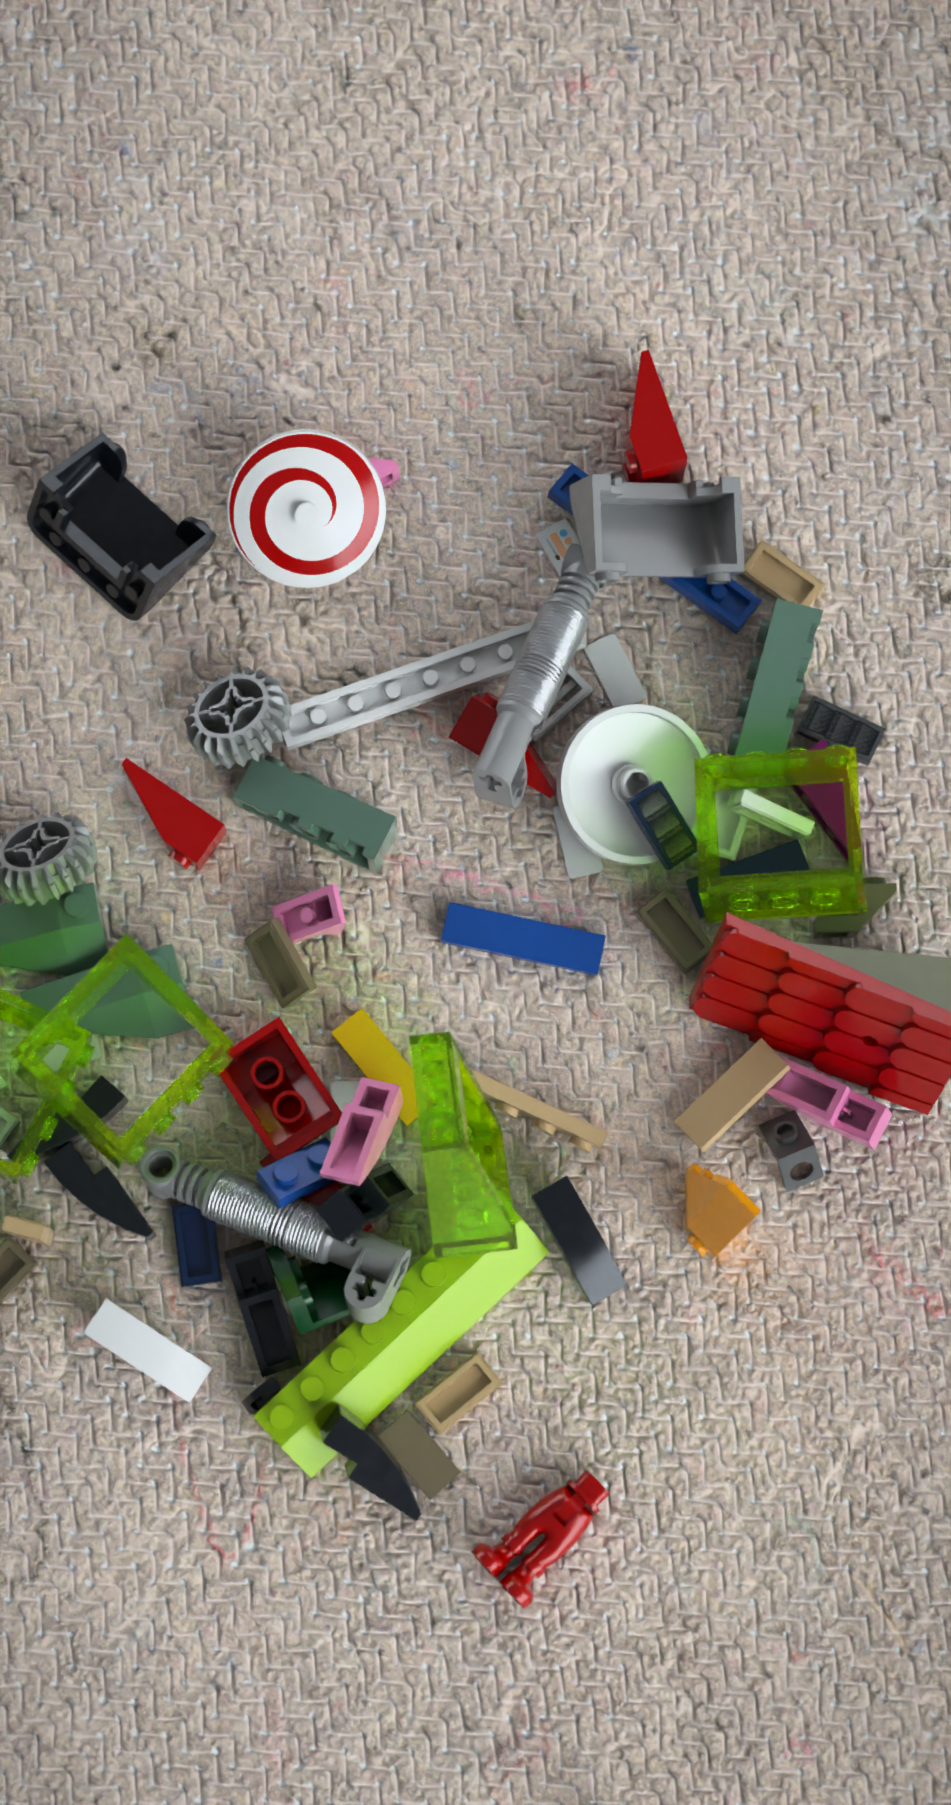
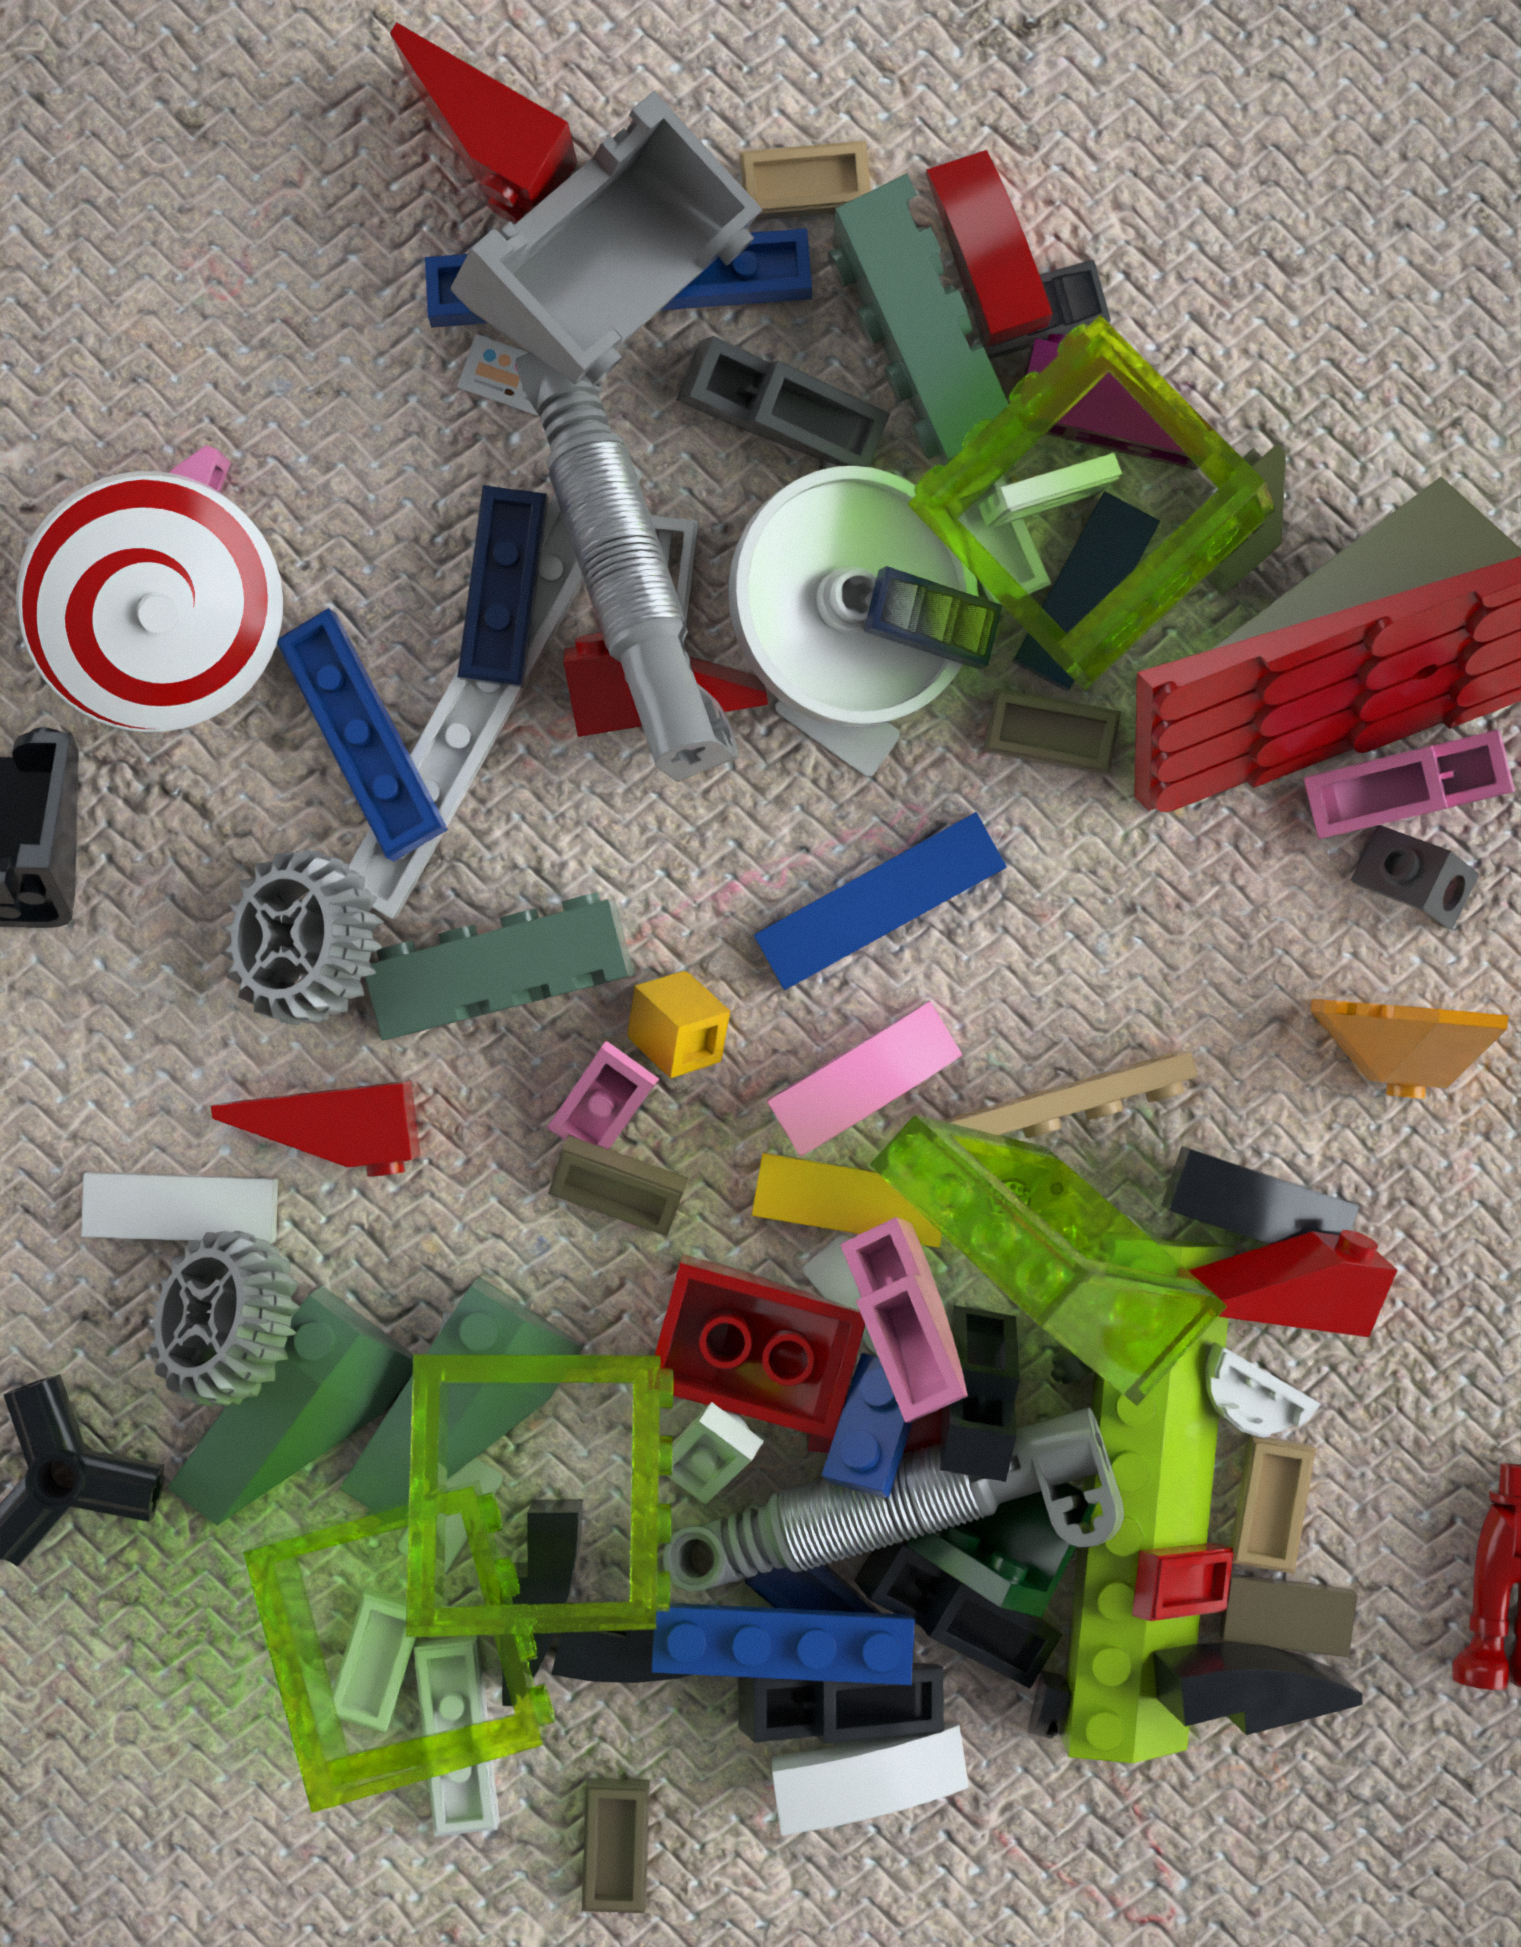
camera: 40 degrees left, 10 degrees up
(28, 1230) = (607, 1771): tan tile -> none
(64, 792) = (177, 1206): none -> white tile
(165, 1241) = (784, 1644): none -> blue plate
(167, 1302) = (841, 1710): none -> black slope
(211, 1122) = (712, 1452): none -> plate
(348, 651) = (361, 735): none -> blue tile
(376, 912) = (678, 1023): none -> yellow panel
(382, 1383) = (1182, 1581): none -> red tile
(420, 1239) = (1069, 1368): none -> dark grey piece
(441, 1011) = (864, 1078): none -> bright pink slope
(474, 640) = (503, 586): none -> dark blue tile
(494, 1329) = (1252, 1397): none -> white tile
(566, 1288) = (1305, 1283): none -> red slope
(615, 671) = (703, 475): white sticker -> none
(679, 670) = (781, 404): none -> dark grey slope
(732, 1095) = (1294, 873): tan tile -> none
(839, 681) = (989, 248): none -> red slope

